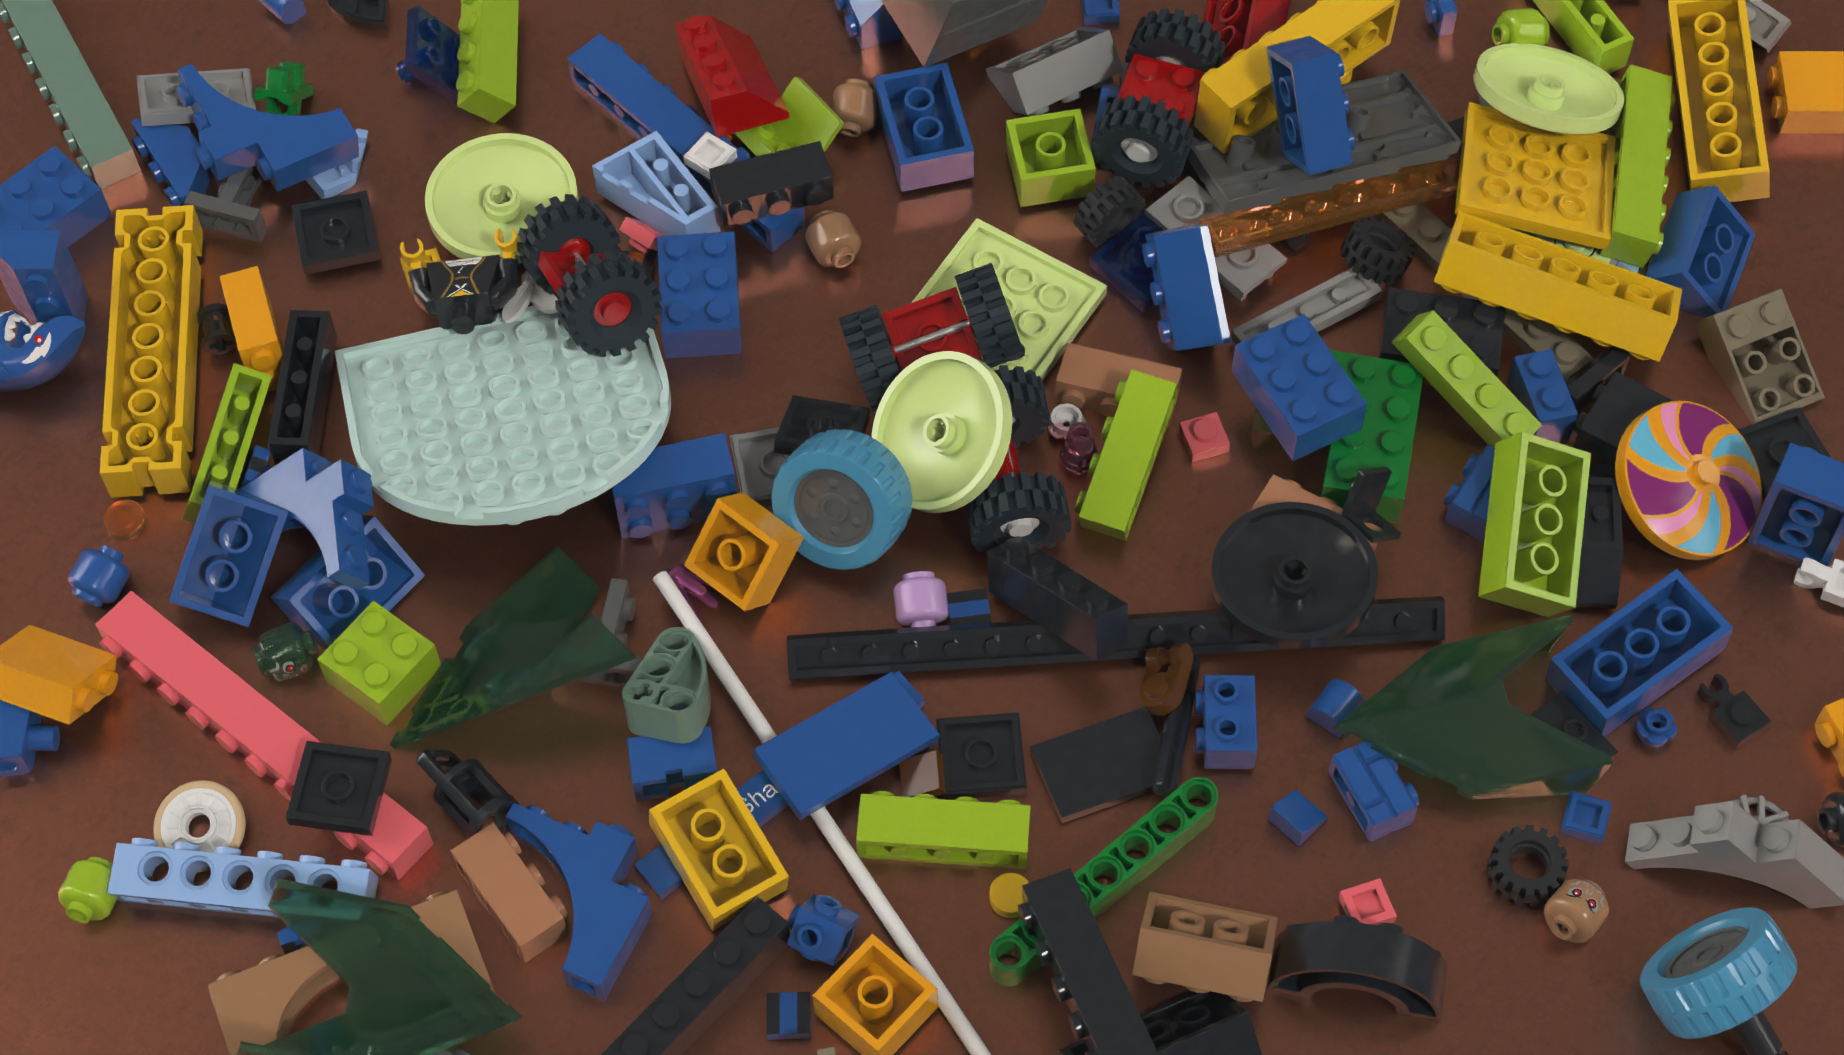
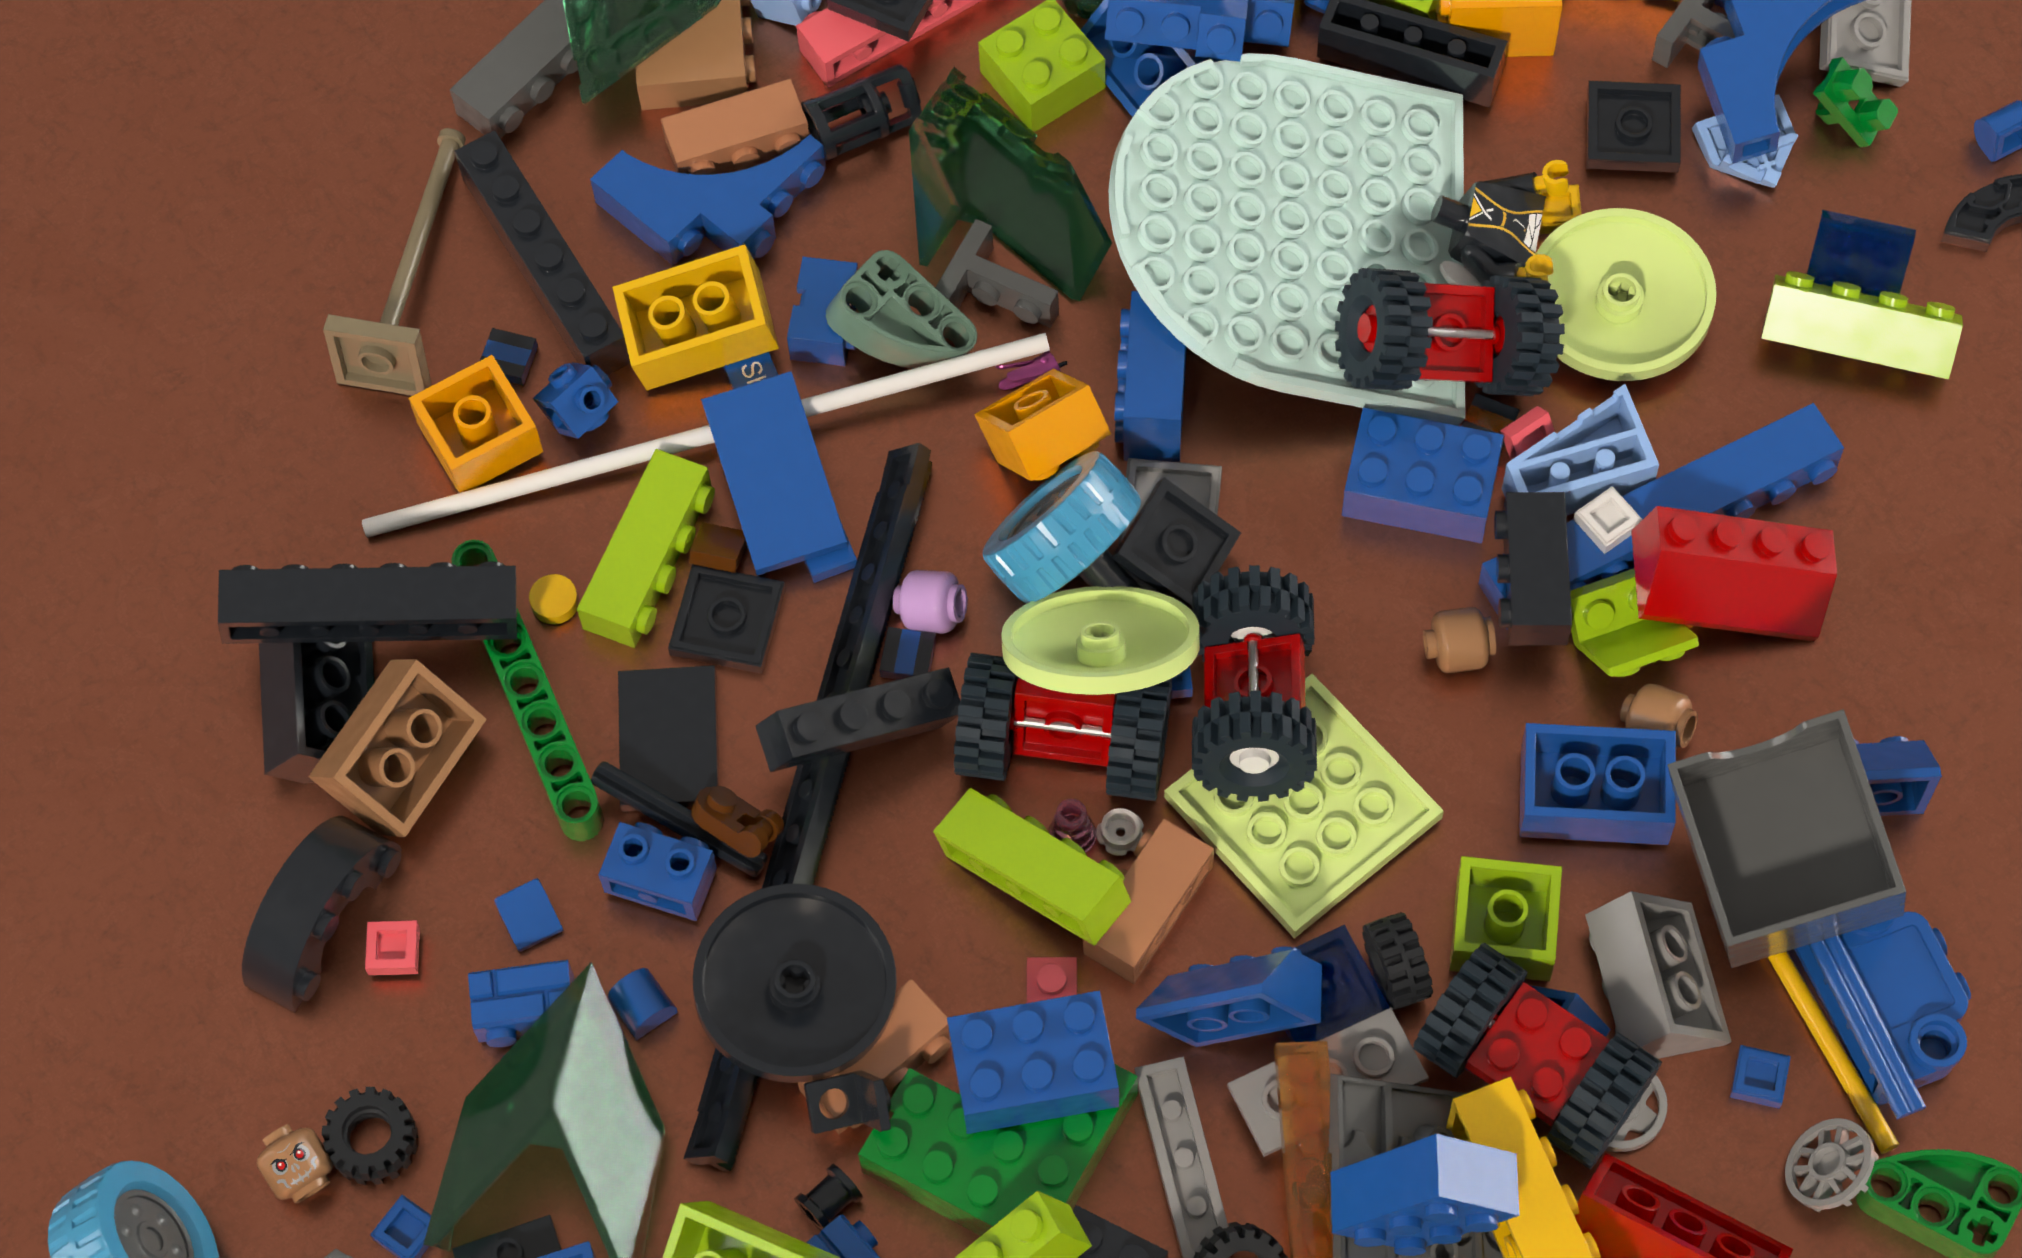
camera: 110 degrees right, 5 degrees up
(1434, 528) = (828, 1197): none -> black bush

